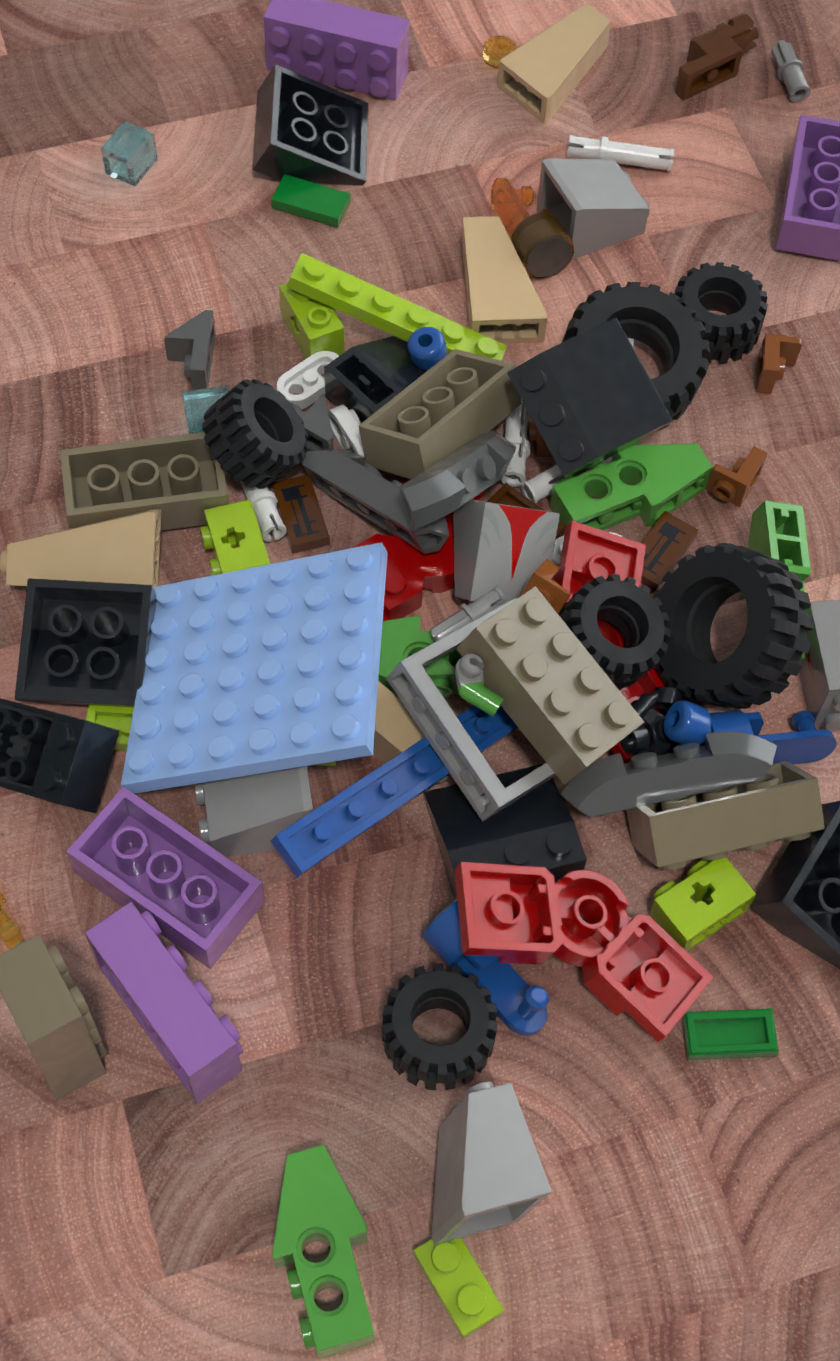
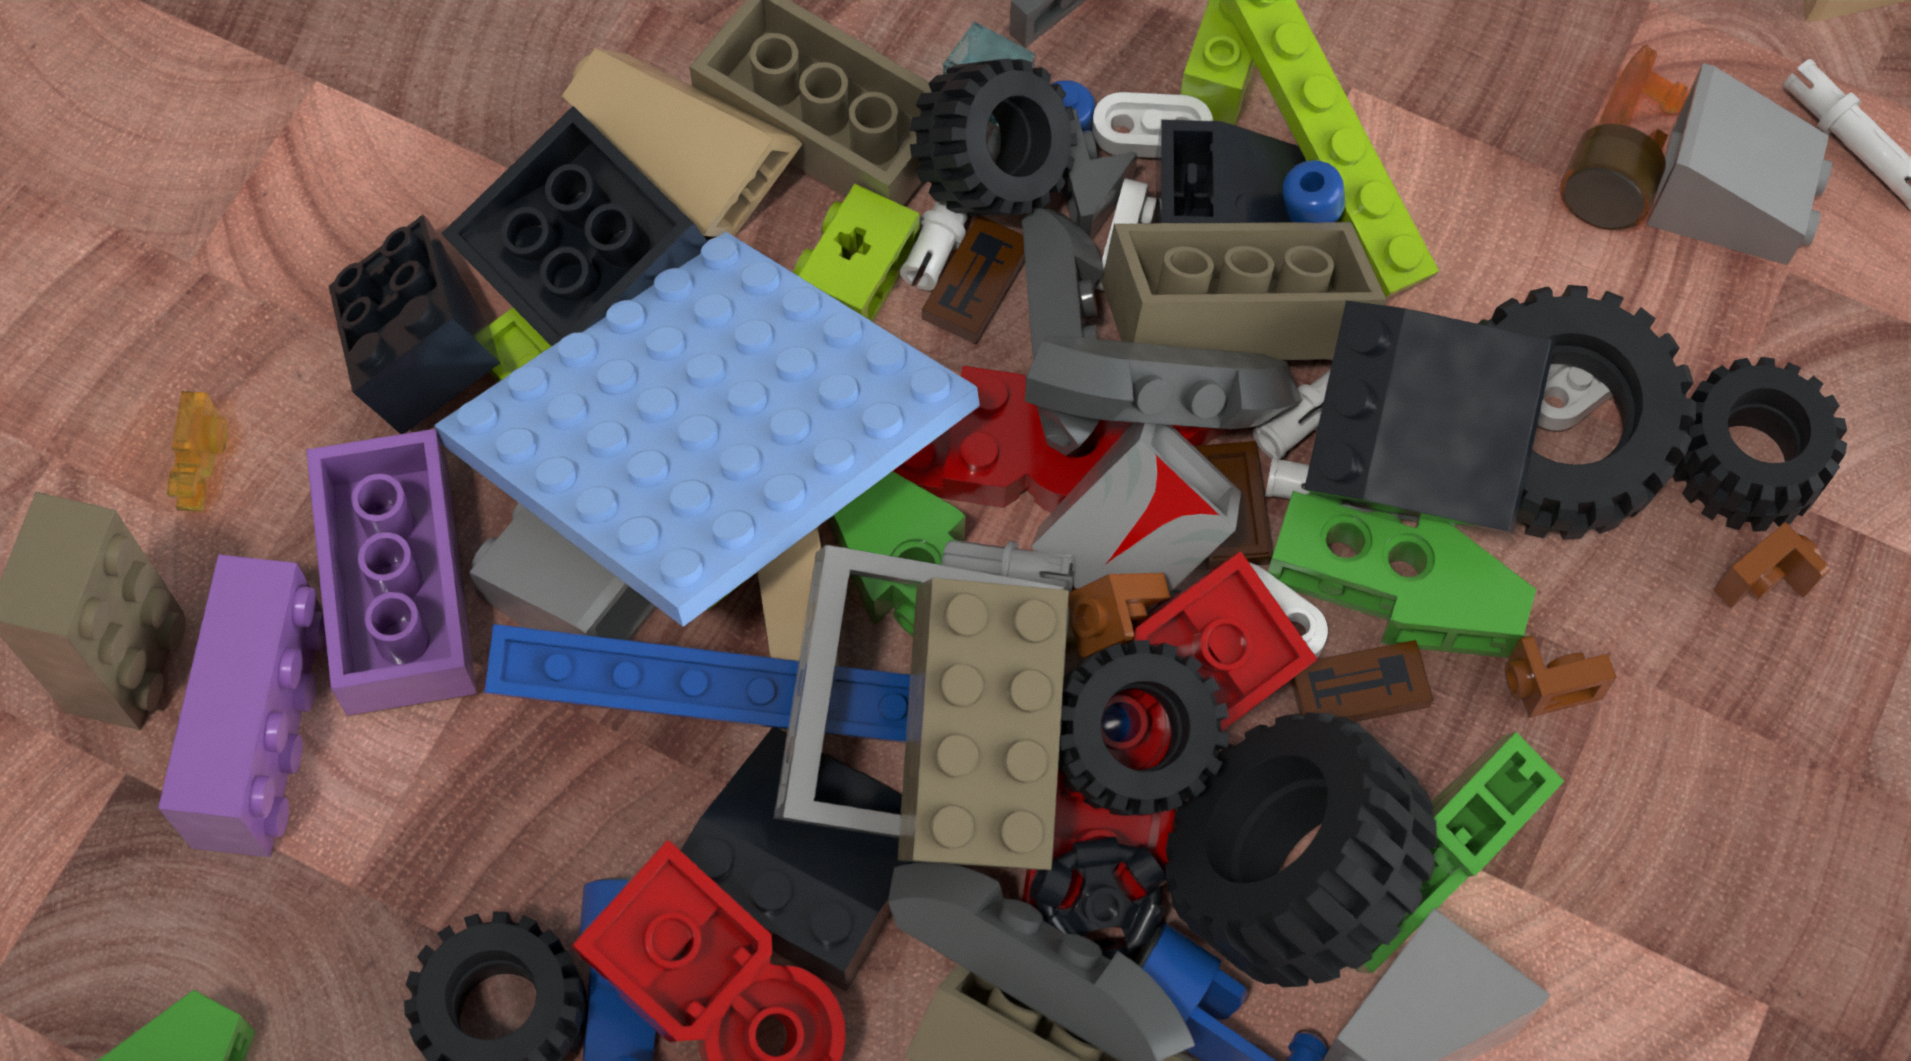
camera: 45 degrees right, 5 degrees up
(472, 686) = (886, 648): arm -> none
(497, 285) = (1496, 189): tan slope -> none
(687, 723) = (1123, 920): blue piece -> none

